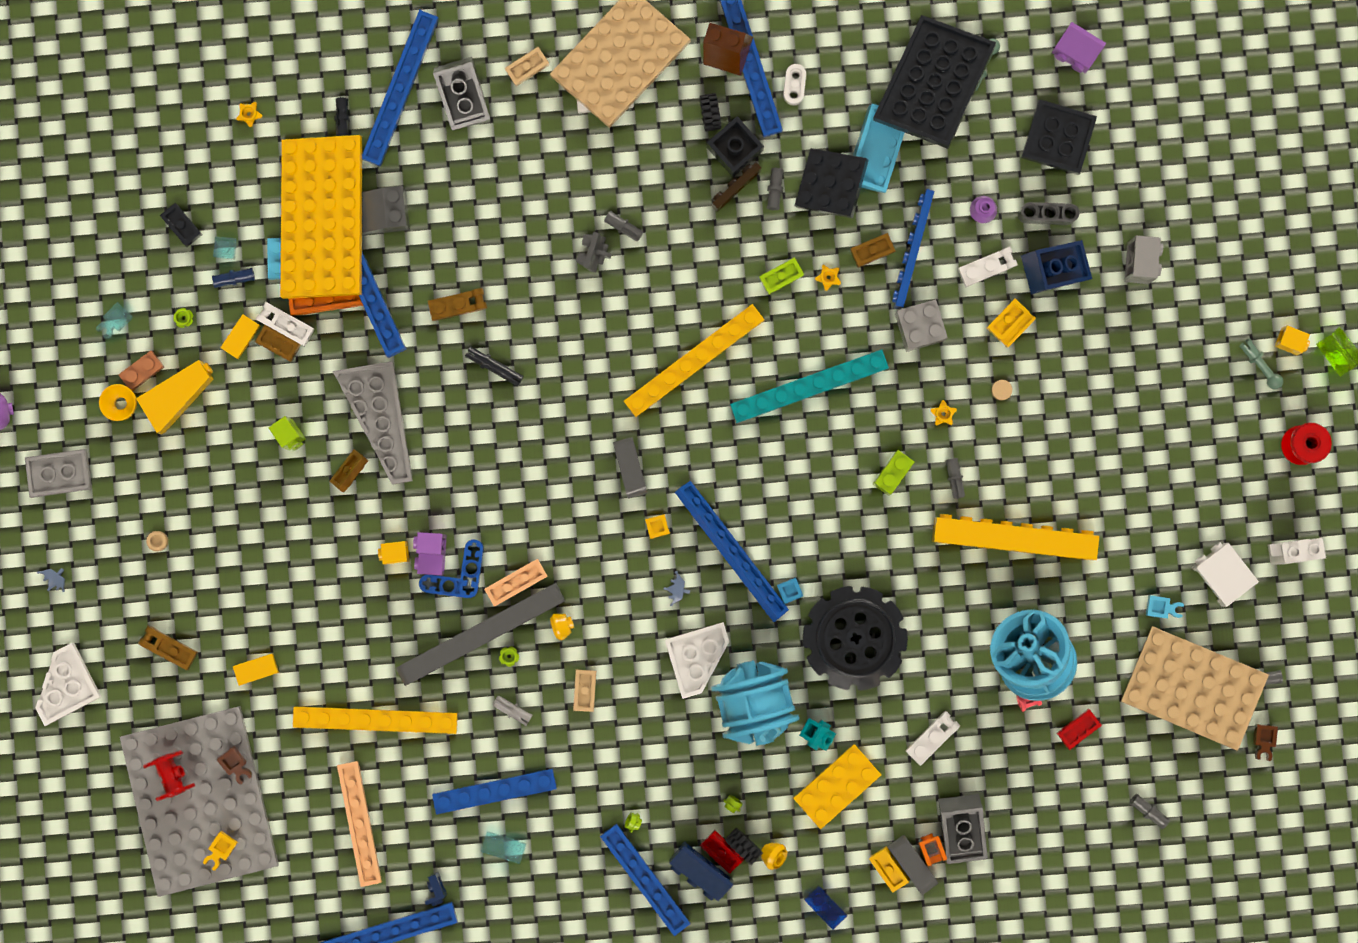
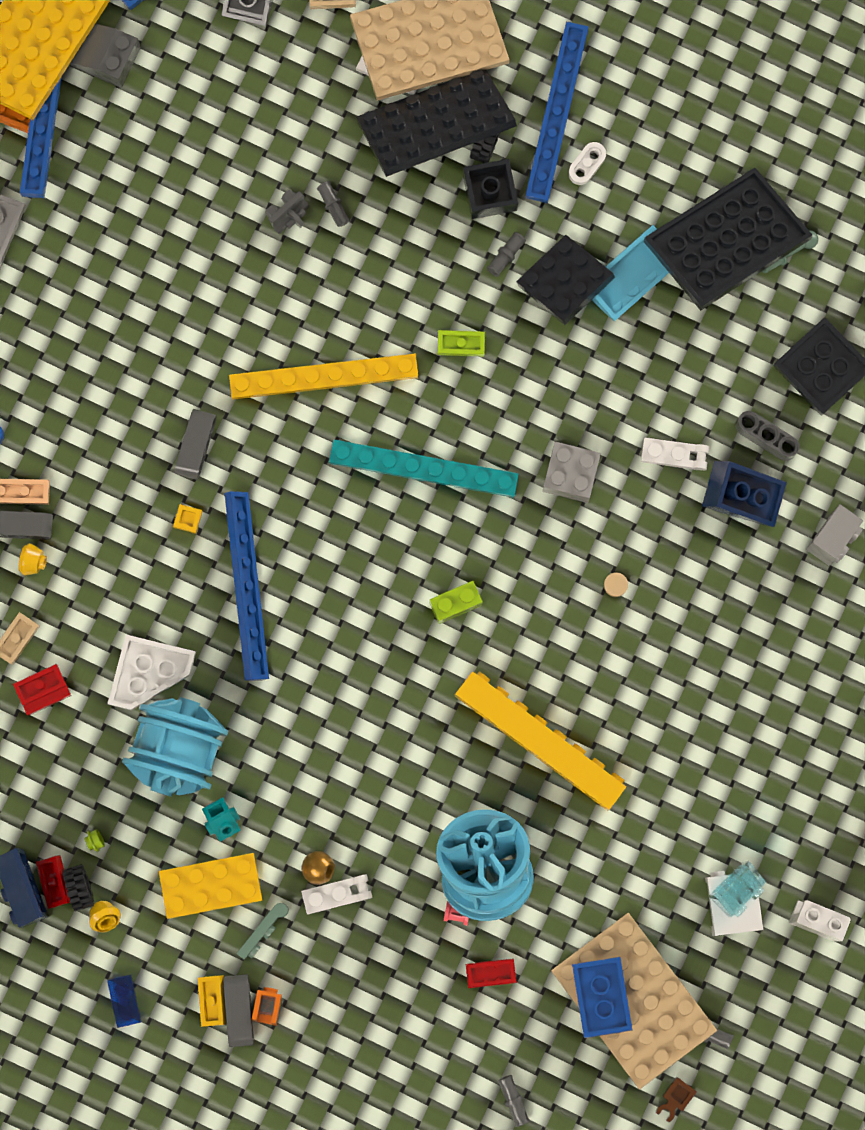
camera: 30 degrees right, 5 degrees down
(456, 304) = (122, 186): pearl gold plate -> none
(494, 366) = (117, 258): black pin -> none
(627, 716) = (42, 690): none -> red plate
(665, 119) = (435, 121): none -> black plate
(677, 589) = (169, 592): sand blue piece -> none
(726, 48) = (538, 88): reddish brown slope -> none
(735, 186) = (468, 229): dark brown plate -> none
(790, 590) = (281, 660): dark azure tile -> none
(828, 272) = (503, 368): yellow plate -> none
(863, 671) = (306, 782): black piece -> none
(872, 250) = (568, 370): pearl gold plate -> none
(896, 795) = (264, 930): none -> sand green plate
(908, 727) = (318, 867): none -> pearl gold piece
(914, 241) = (615, 385): blue plate -> none
(948, 413) = (544, 568): yellow plate -> none
(955, 478) = (516, 645): dark grey axle -> none
(963, 828) = (311, 1004): dark grey slope -> none
(983, 209) = (704, 401): medium lavender cone -> none
(1011, 323) = (664, 523): yellow plate -> none
(1161, 607) = (648, 898): medium azure plate -> none
(1172, 700) = (602, 997): none -> blue plate
(1226, 564) = (738, 889): none -> clear light blue slope

